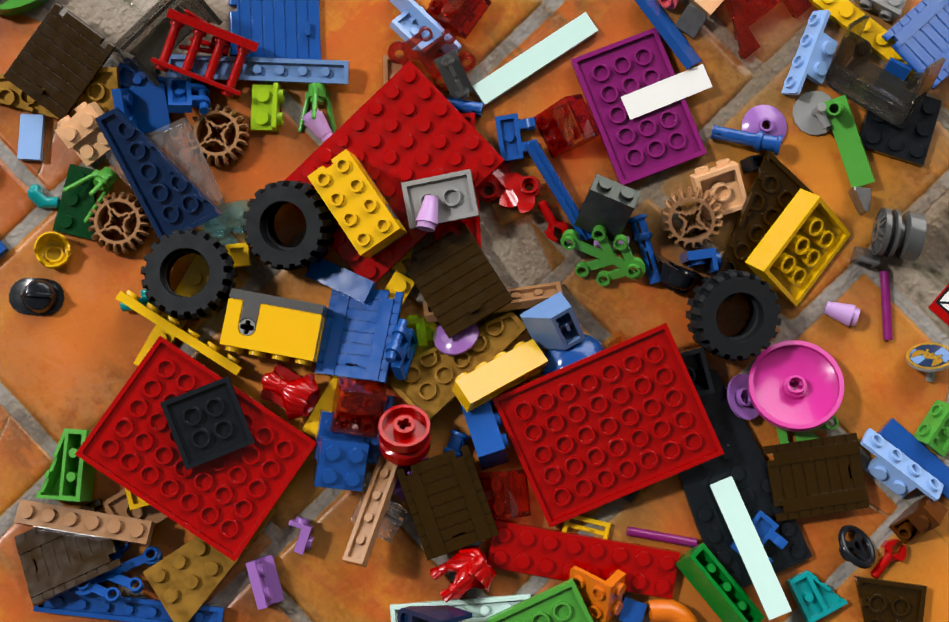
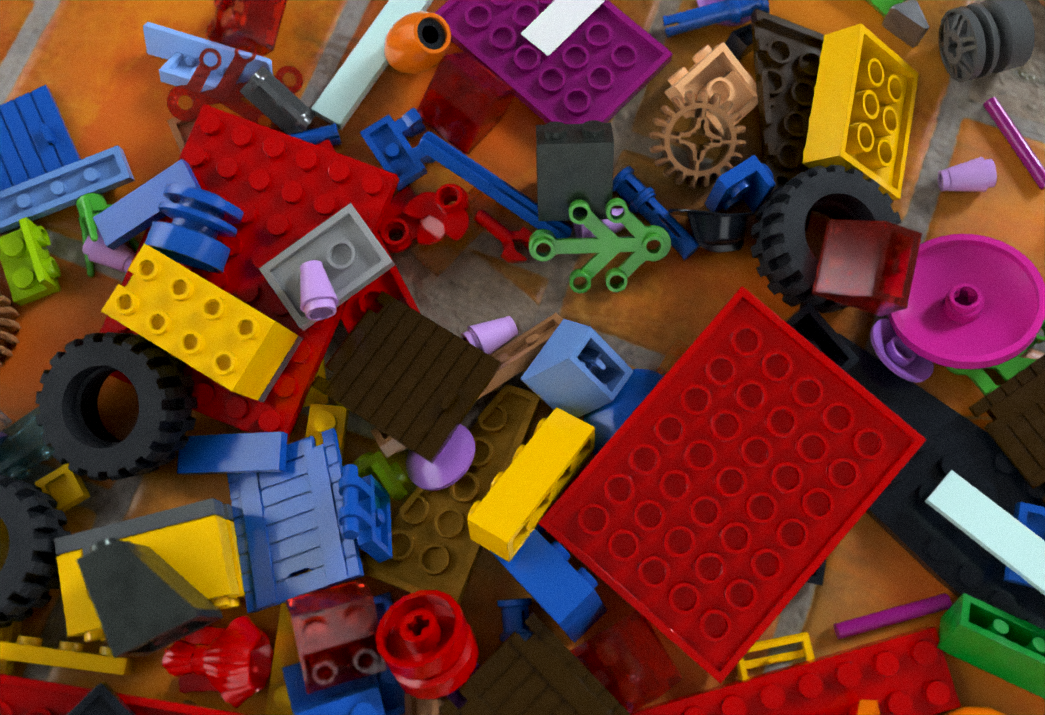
camera: 20 degrees left, 10 degrees down
(270, 344) = (141, 598): none -> pearl dark grey slope
(352, 110) = (140, 207): none -> tile
(375, 144) = (196, 223): none -> blue wheel
(515, 278) = (491, 334): none -> lavender cone
(553, 79) = (417, 42): none -> orange piece
(740, 344) = (867, 265): none -> clear red slope
(864, 257) = (955, 95): flat silver slope -> none

